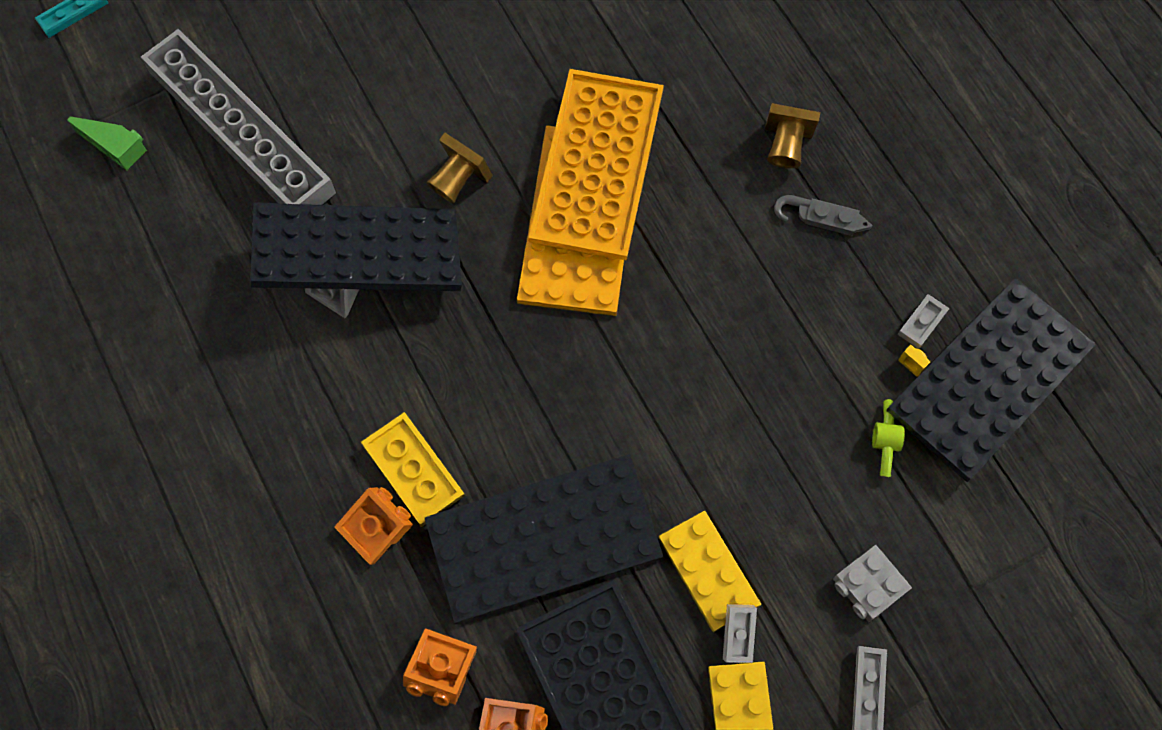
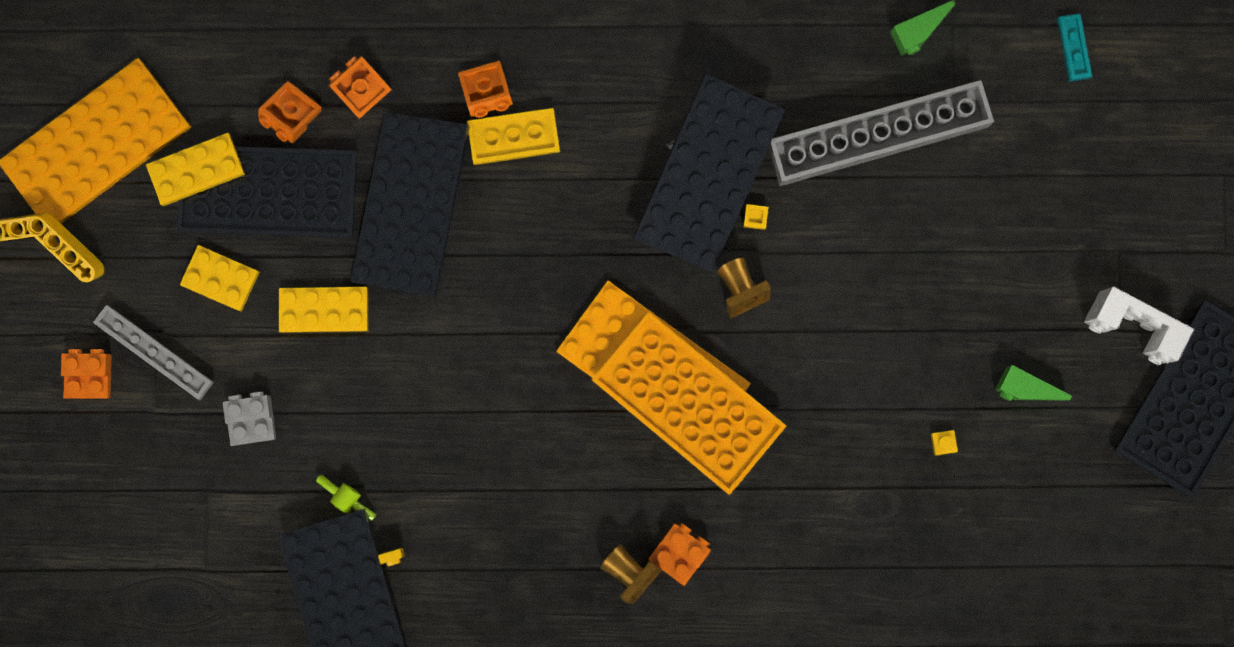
camera: 120 degrees right, 15 degrees up
(379, 195) = (755, 217): none -> yellow plate
(739, 633) = (265, 303): light grey plate -> none
(741, 110) = (680, 553): none -> orange plate
(824, 215) = (552, 563): dark grey plate -> none
(923, 321) = (419, 584): light grey plate -> none

